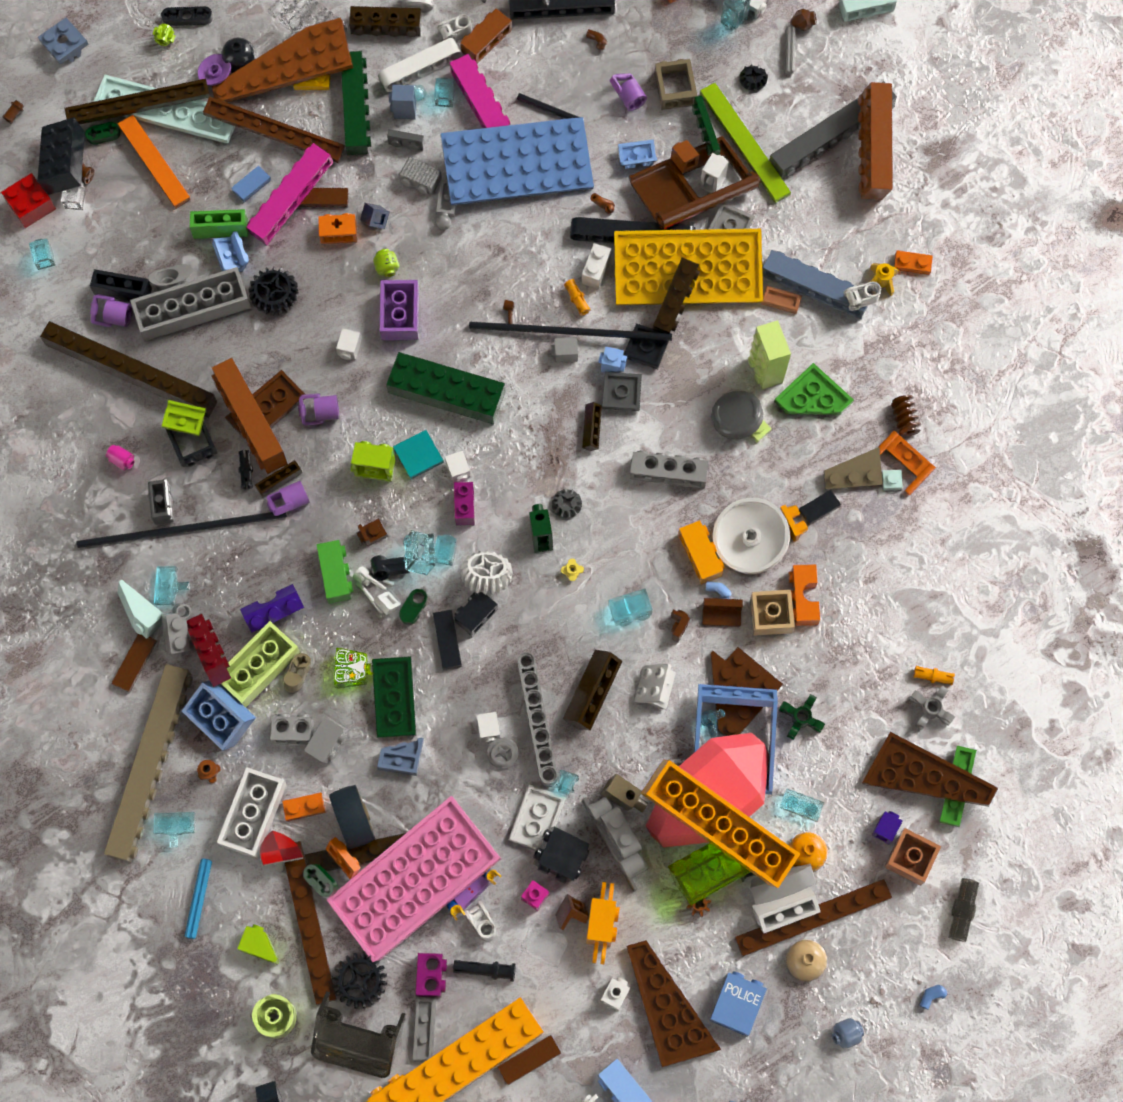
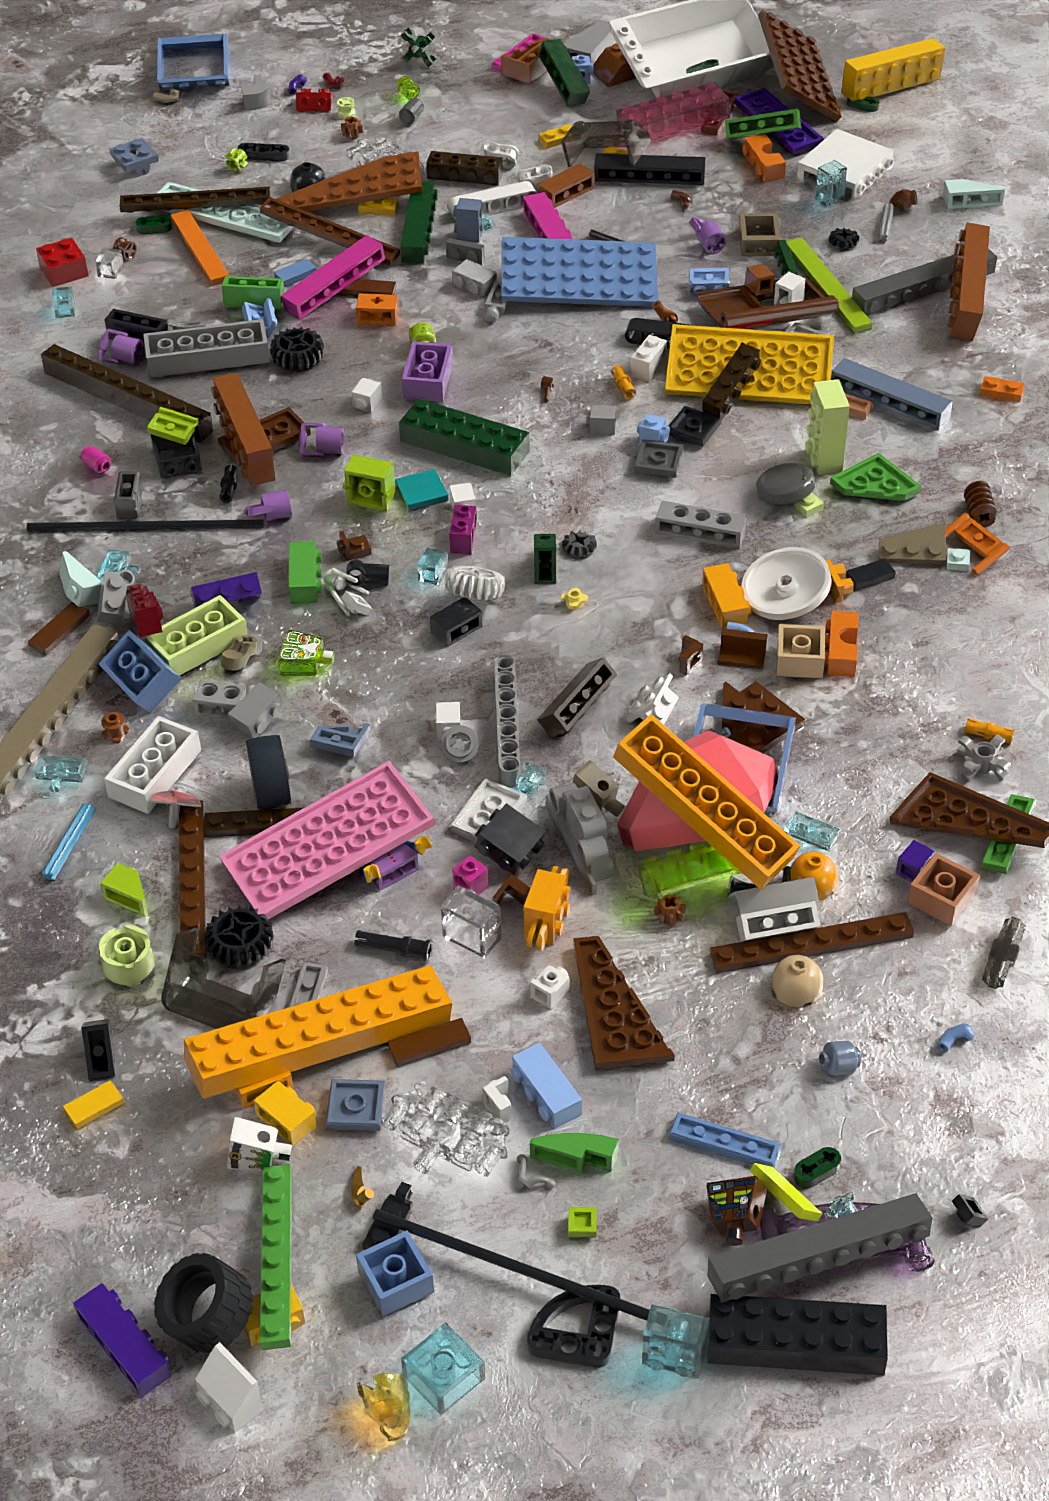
camera: 10 degrees right, 25 degrees down
(15, 108) = (70, 200): reddish brown pin -> none
(61, 156) = (105, 227): black brick -> none
(214, 69) = (281, 186): medium lavender dish -> none
(278, 478) = (251, 495): dark brown piece -> none
(303, 806) = (215, 772): orange plate -> none
(322, 876) = (213, 836): dark green beam -> none
(342, 857) = (248, 811): orange plate -> none
(374, 215) = (419, 302): dark blue panel -> none
(394, 697) = (344, 682): dark green tile -> none
(410, 610) = (382, 616): dark green piece -> none
(413, 561) = (402, 559): clear light blue window -> none
(425, 975) = (326, 939): magenta brick -> none
(444, 92) = (513, 221): clear light blue brick -> none
(447, 639) = (418, 644): black tile -> none
(479, 918) = (400, 899): white piece -> none
(570, 331) = (636, 407): black piece -> none
(592, 424) = (619, 482): dark brown piece -> none
(630, 608) = (635, 633): clear light blue brick -> none
(738, 1003) = (703, 1013): medium blue brick -> none
(788, 709) = (823, 749): dark green pin -> none
(859, 296) = (942, 395): white piece -> none
(883, 276) = (966, 393): yellow brick -> none

